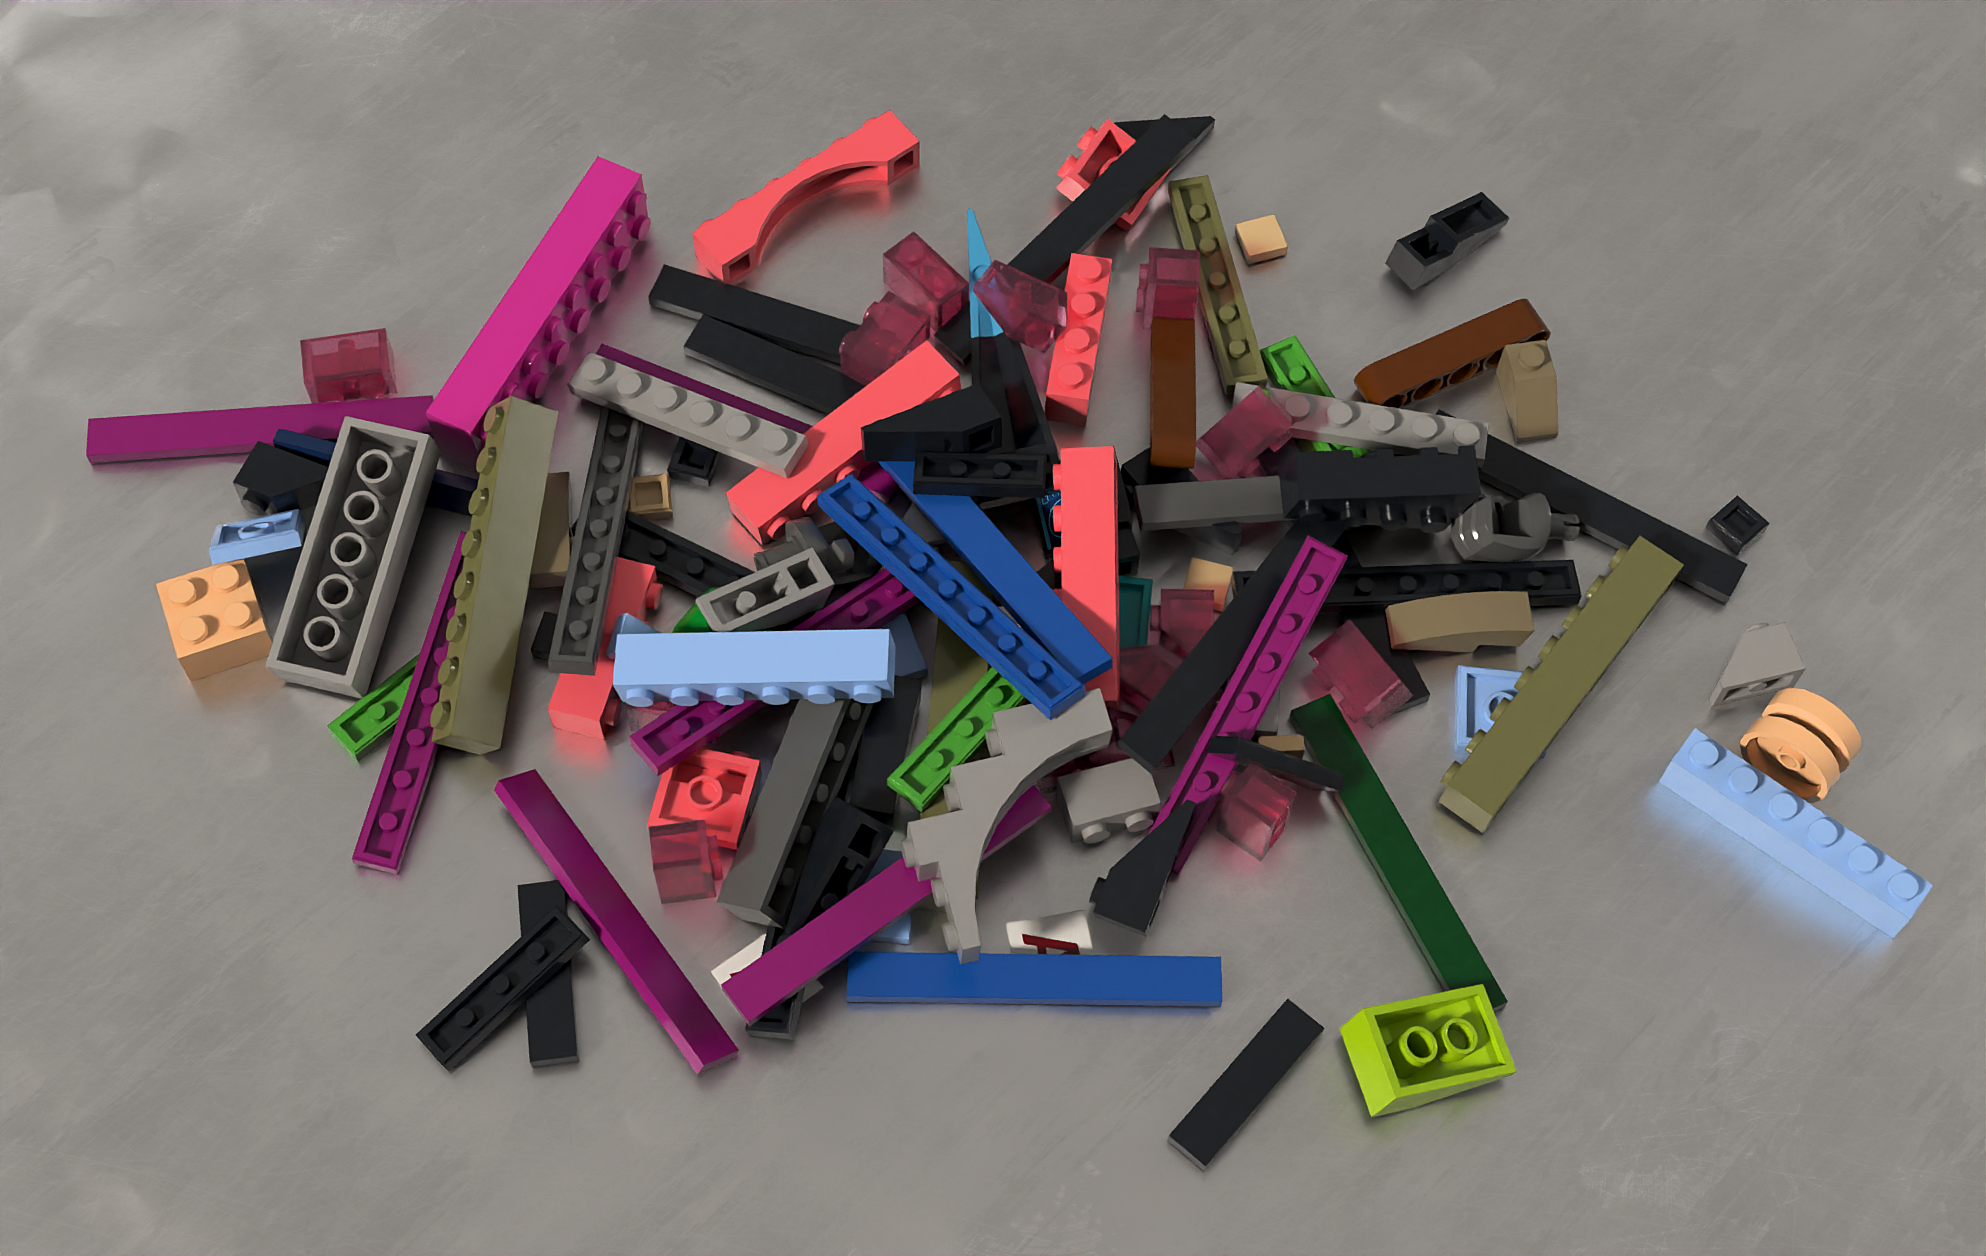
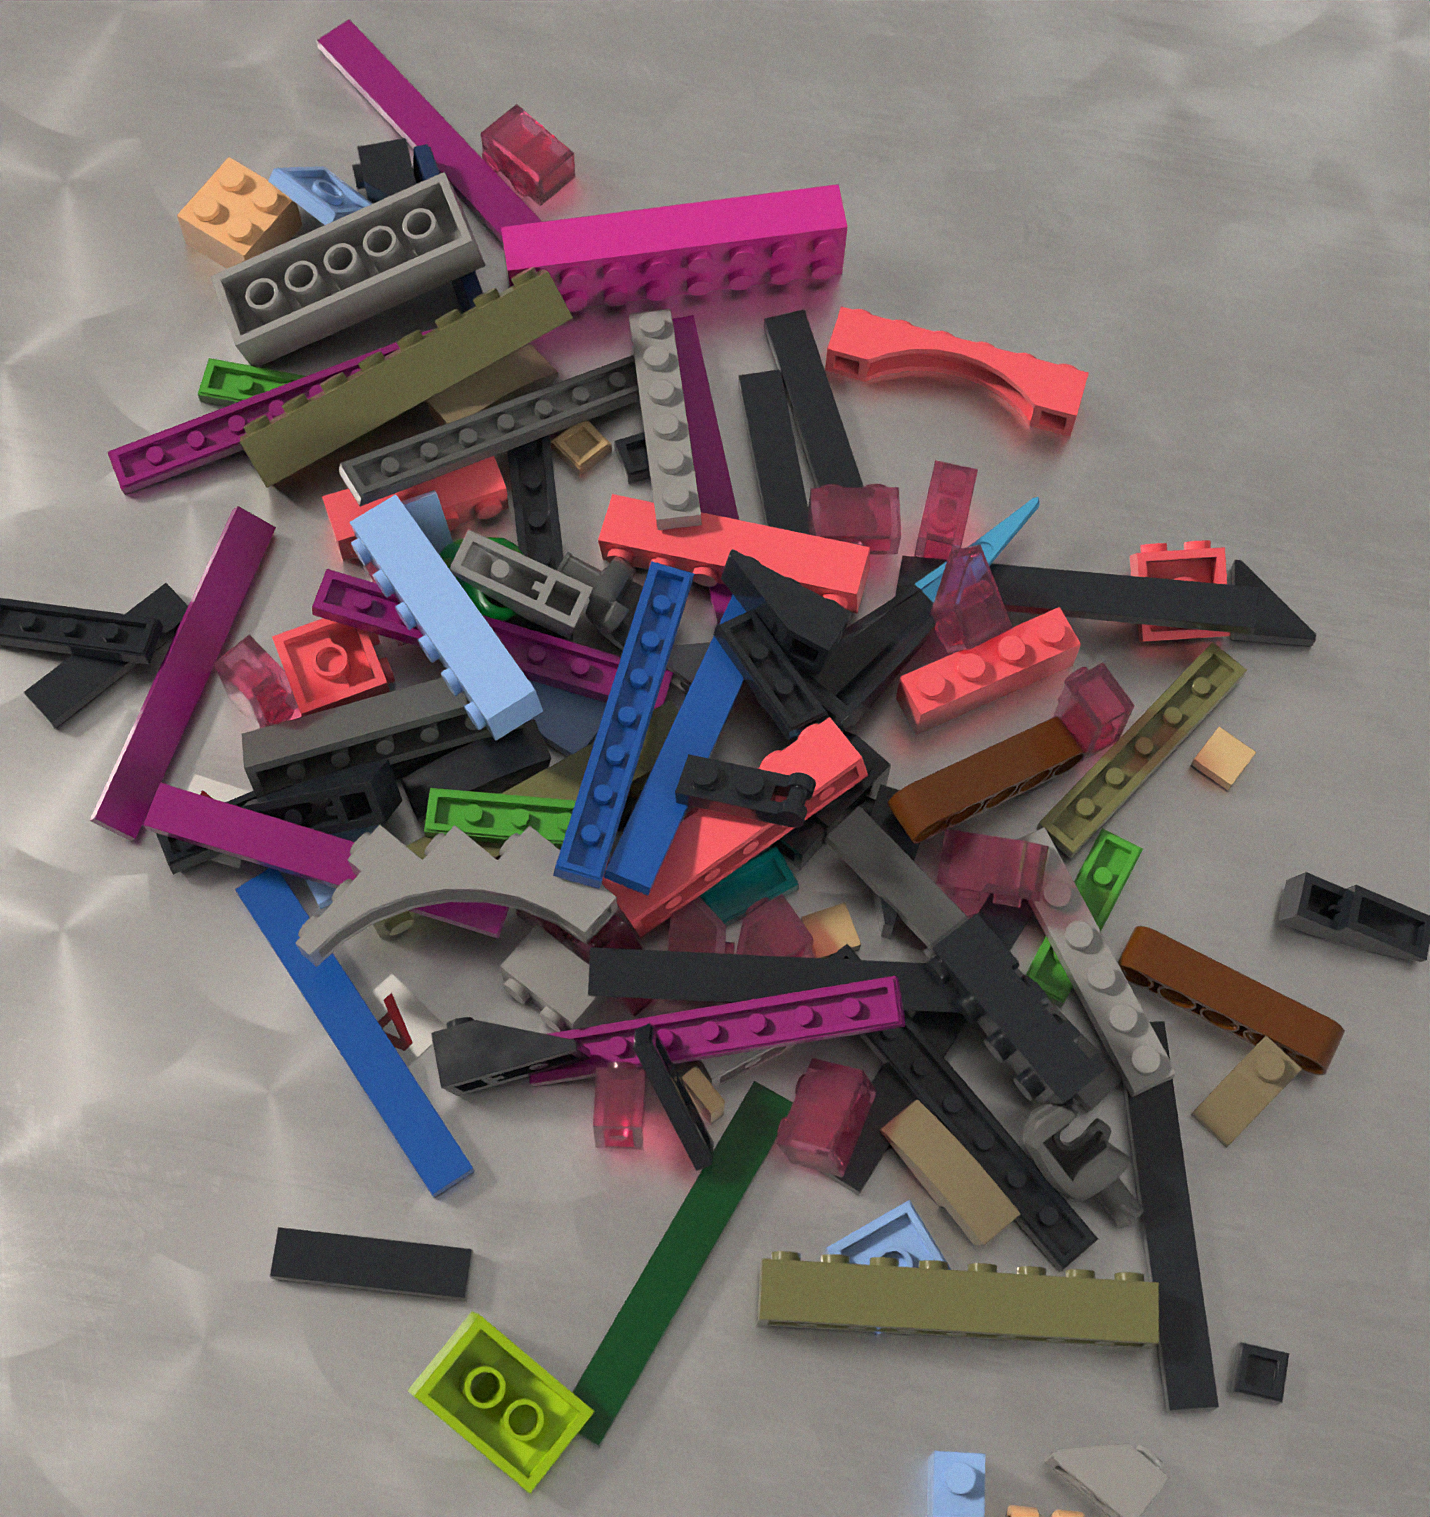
camera: 55 degrees right, 5 degrees up
(1079, 543) = (744, 791): none -> black plate

